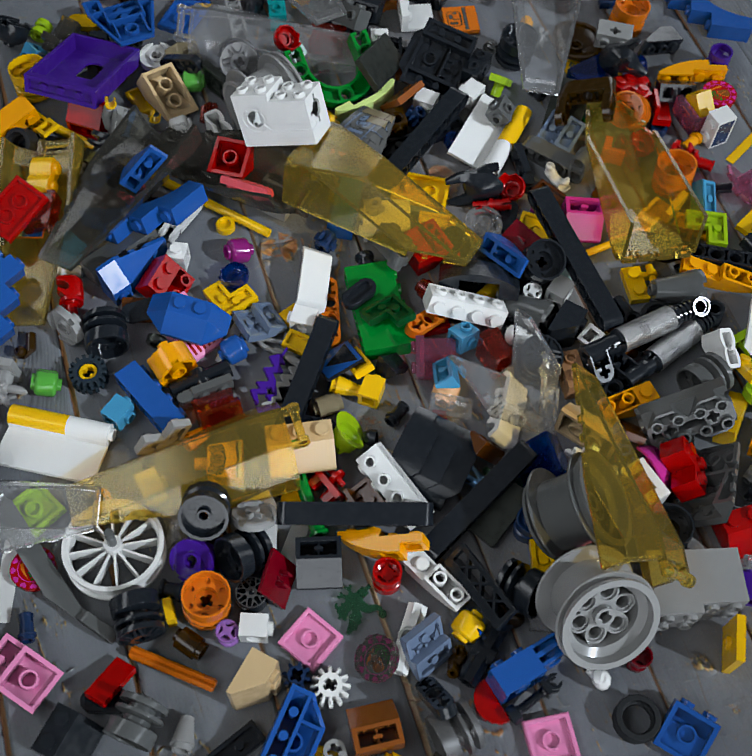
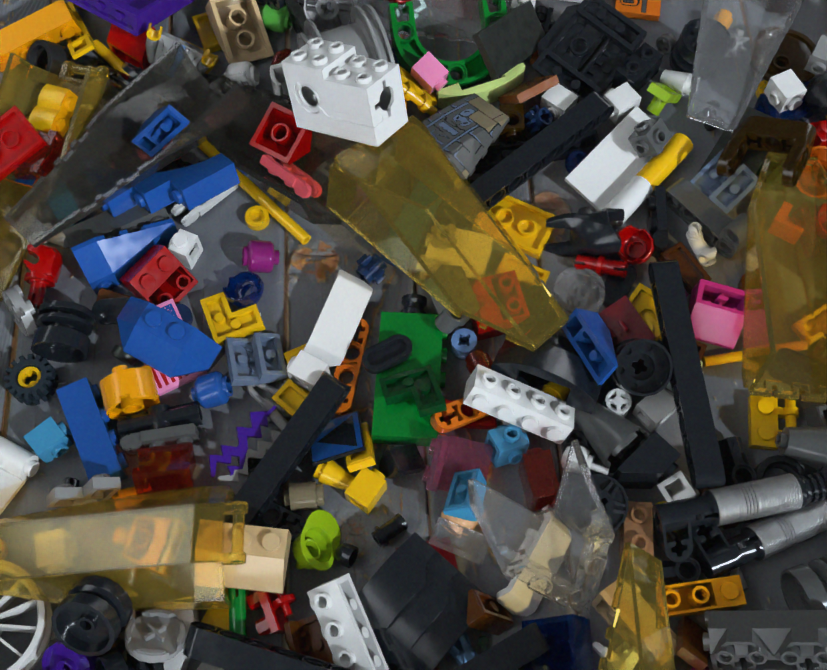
camera: 20 degrees right, 5 degrees up
(331, 95) = (430, 73): none -> bright pink brick
(409, 284) = (463, 349): none -> medium blue wheel
(509, 71) = (677, 81): none -> white cone
(585, 62) = (785, 91): none -> white brick

